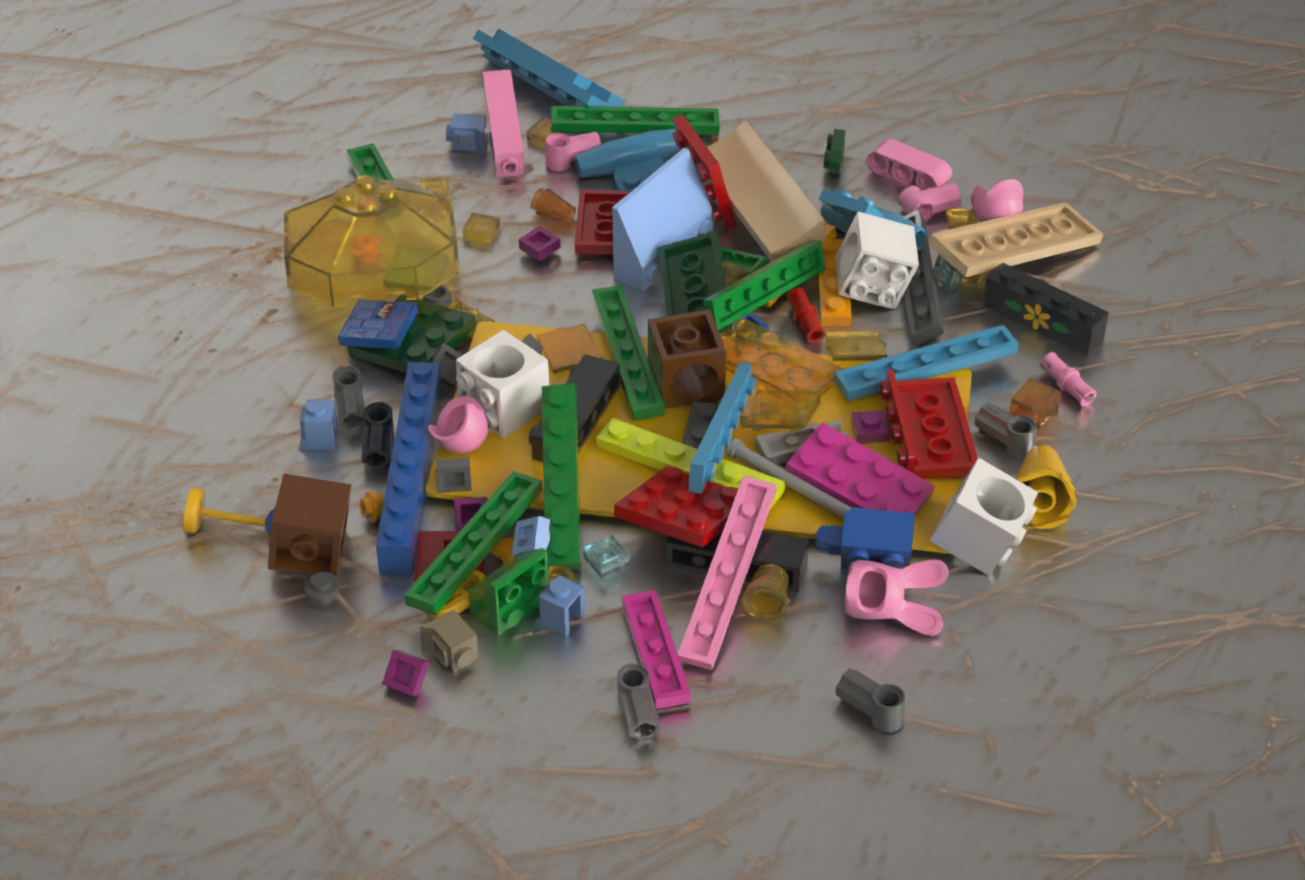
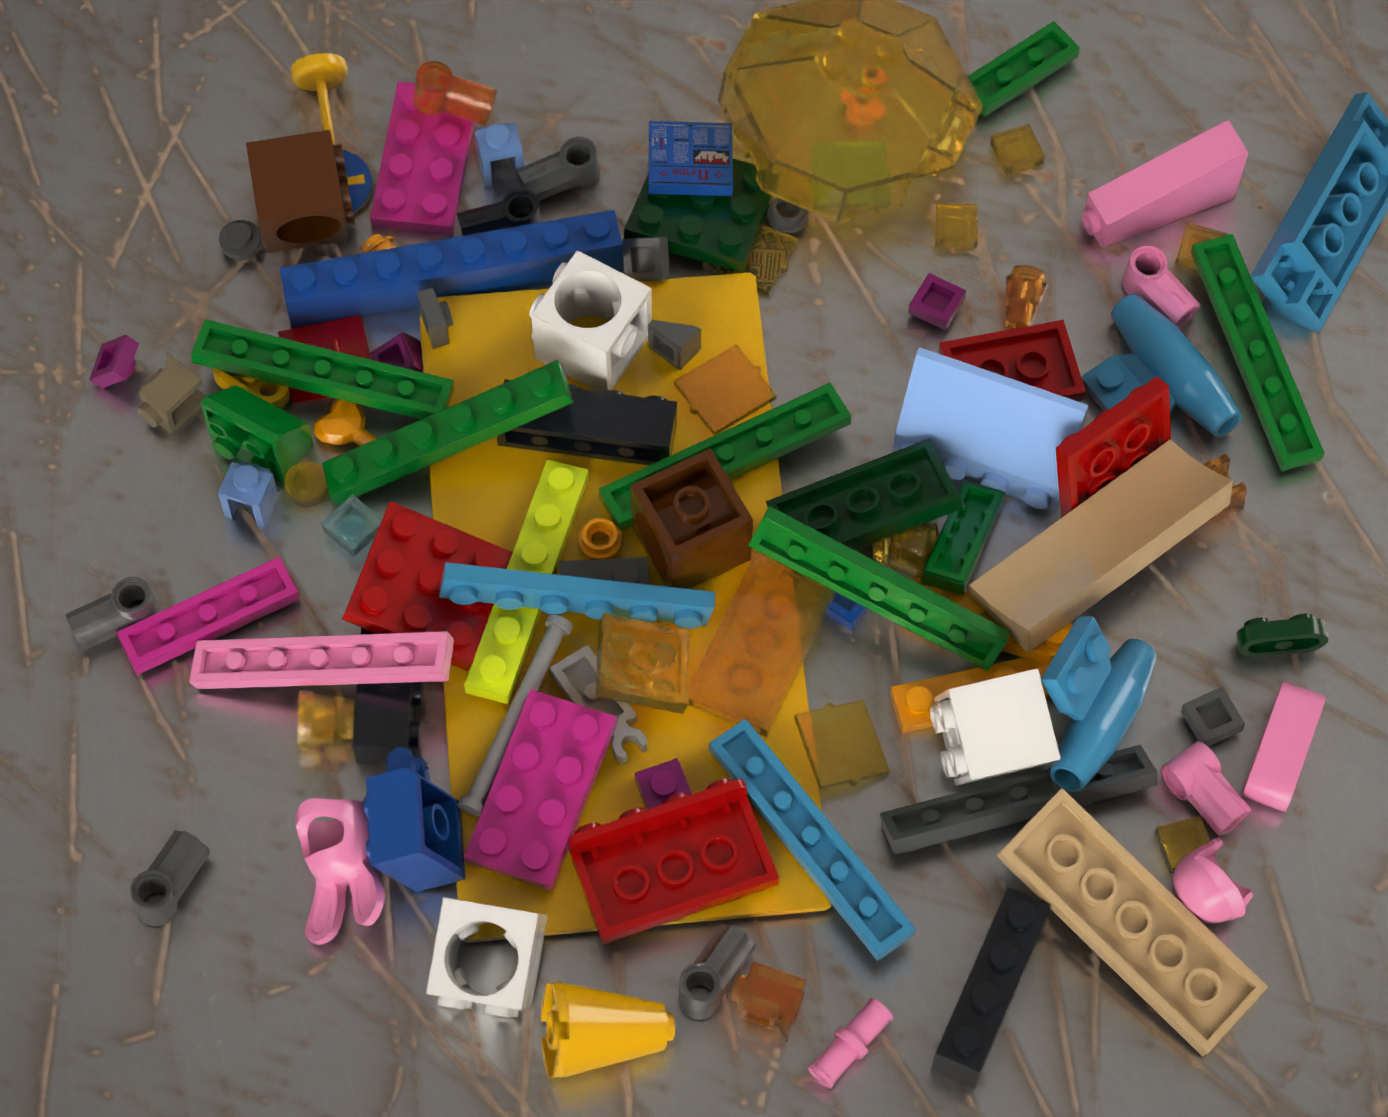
camera: 75 degrees right, 20 degrees up
(257, 432) = (451, 94): none -> clear orange piece
(265, 459) = (421, 168): none -> dark pink plate
(461, 426) = (505, 305): bright pink helmet -> none
(468, 132) = (1145, 142): medium blue window -> none
(531, 535) = (334, 431): light blue bracket -> none
(669, 423) = (596, 529): none -> light orange plate
(805, 315) = (887, 666): red pin -> none
(882, 190) = (1212, 717): none -> dark grey plate

